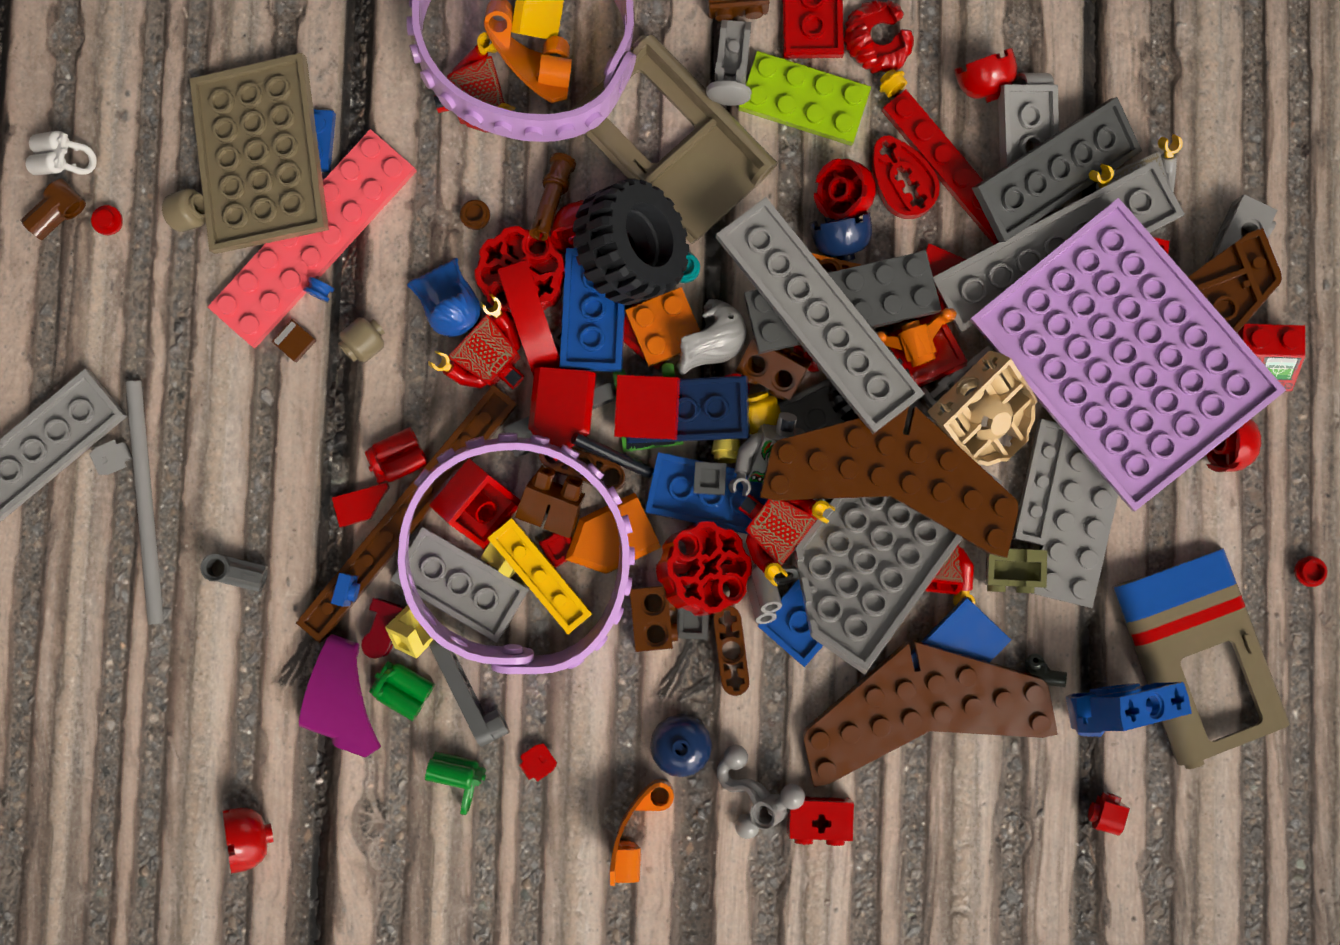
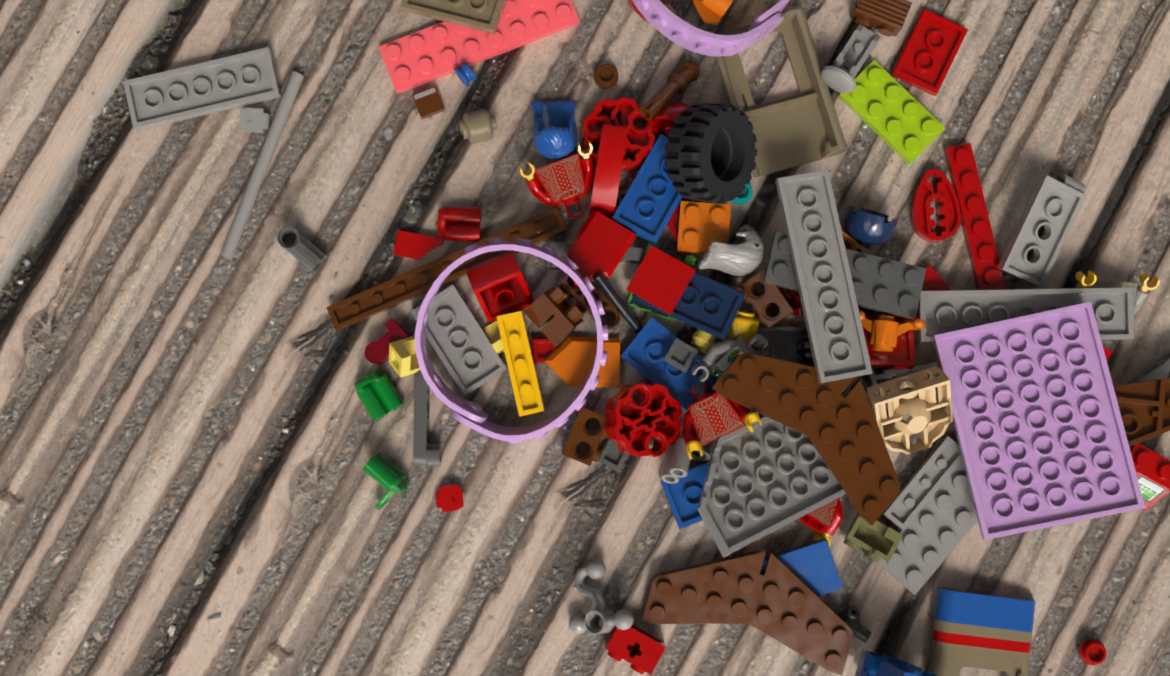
camera: 25 degrees right, 0 degrees up
(246, 838) = (212, 444): red cylinder -> none
(335, 700) = (326, 378): magenta panel -> none
(345, 590) = (374, 302): blue plate -> none
(627, 854) = (481, 599): orange panel -> none
(669, 737) = (555, 529): dark blue cylinder -> none
(741, 672) = (631, 509): reddish brown beam -> none
(844, 189) = (887, 193): red cylinder -> none
(862, 46) = (955, 101): red piece -> none
(892, 82) = (962, 133): yellow plate -> none
(987, 76) = (1036, 162): red cylinder -> none
(1056, 169) = (1053, 257): dark grey plate -> none
(1236, 450) = (1083, 534): red cylinder -> none

